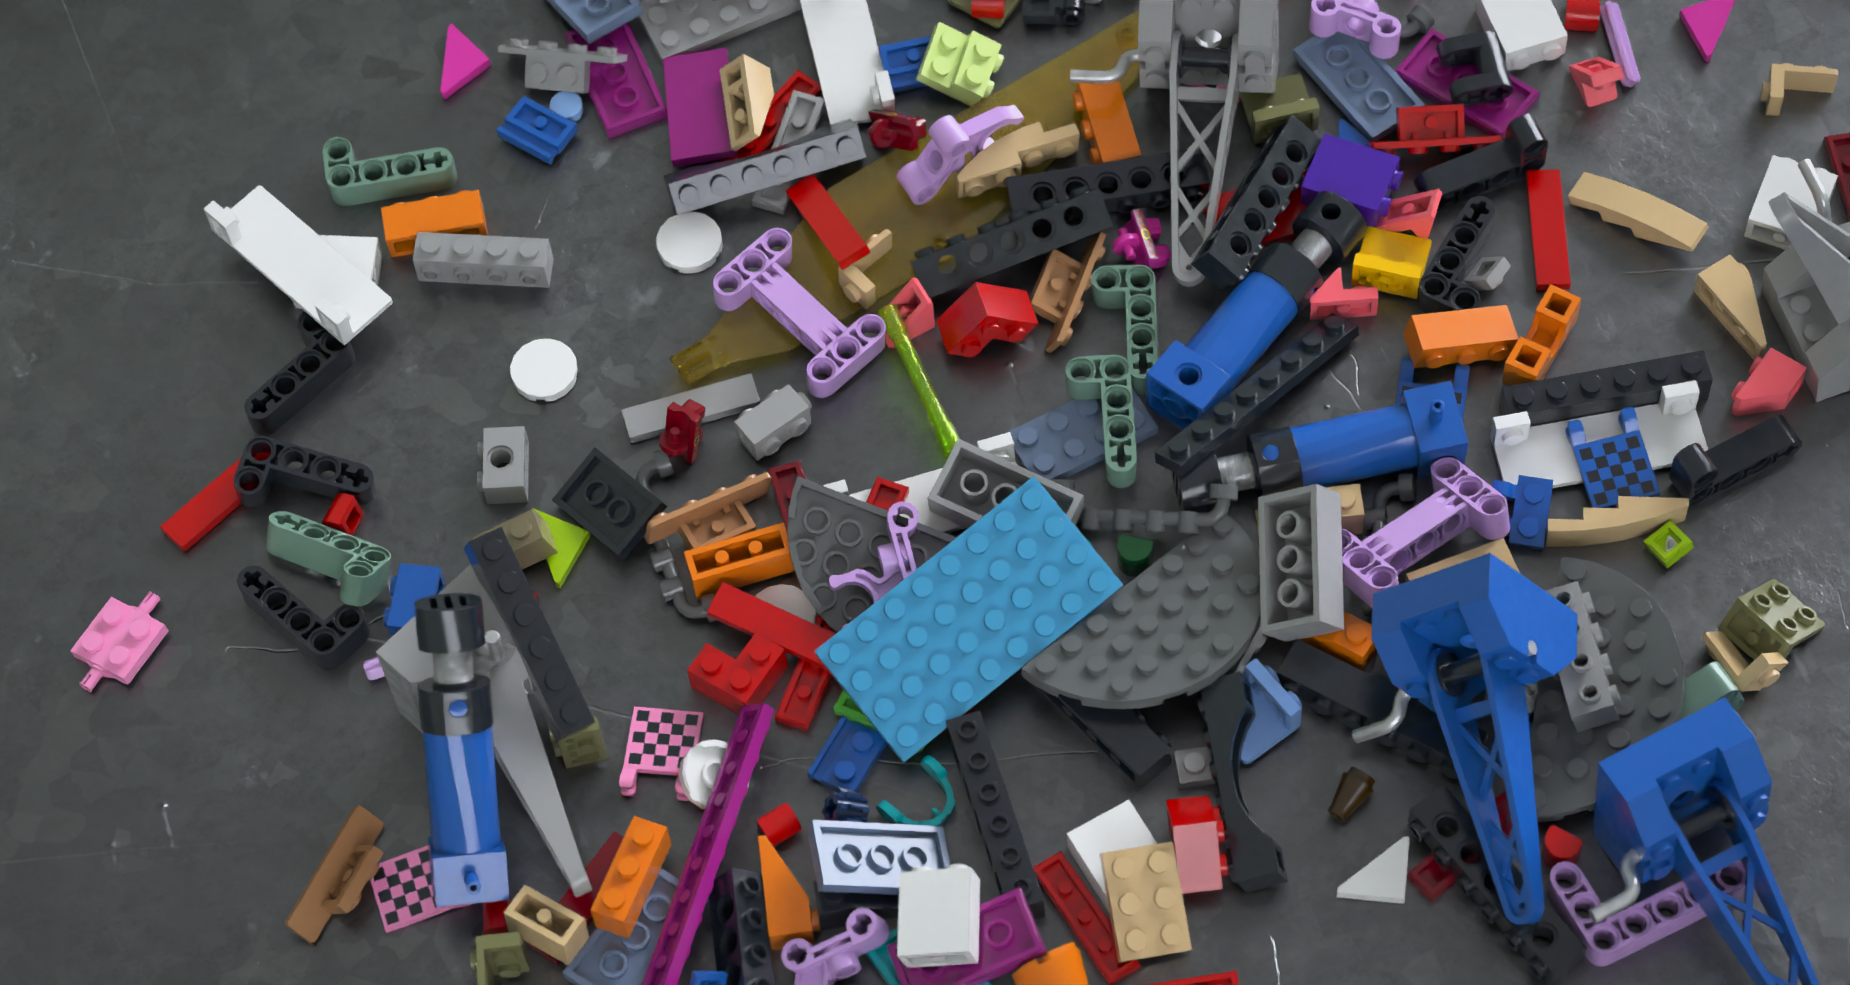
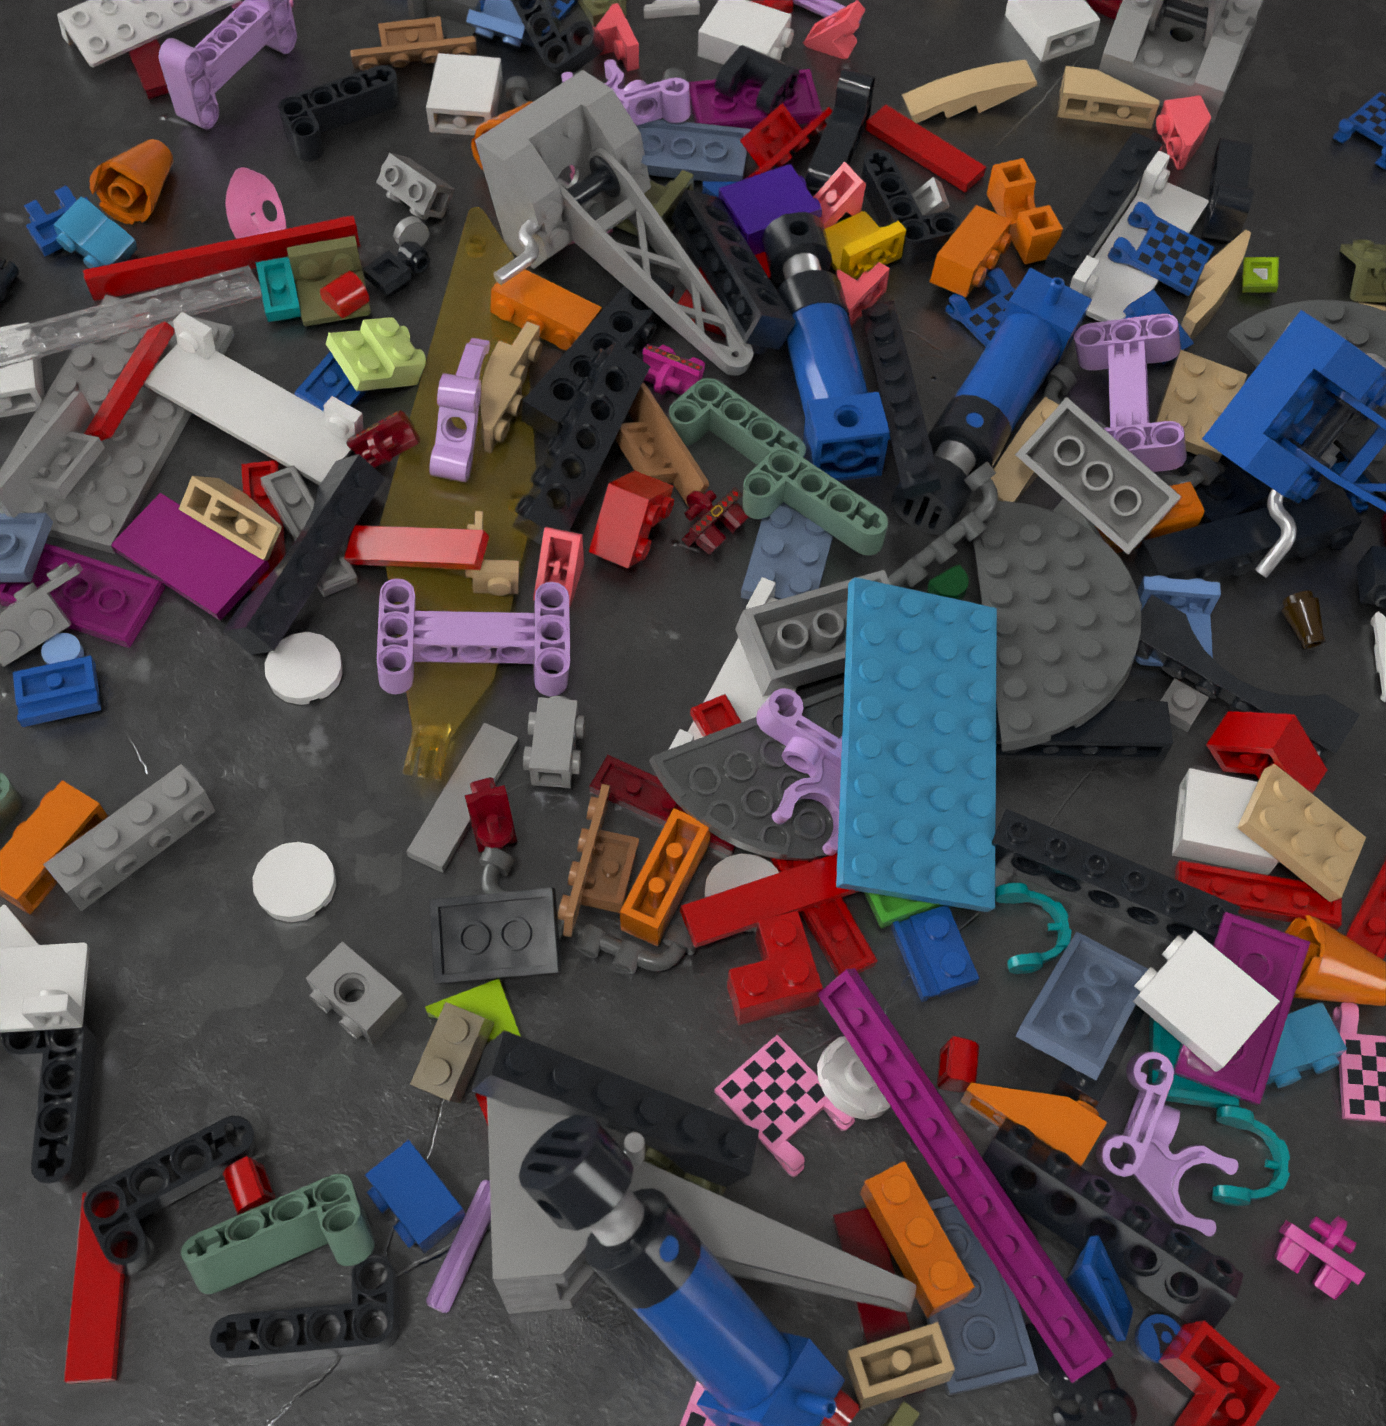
camera: 55 degrees left, 0 degrees up
(846, 806) = (997, 995): dark blue gear -> none
(899, 335) = (690, 627): clear neon green piece -> none
(1028, 370) = (726, 511): none -> dark red hips

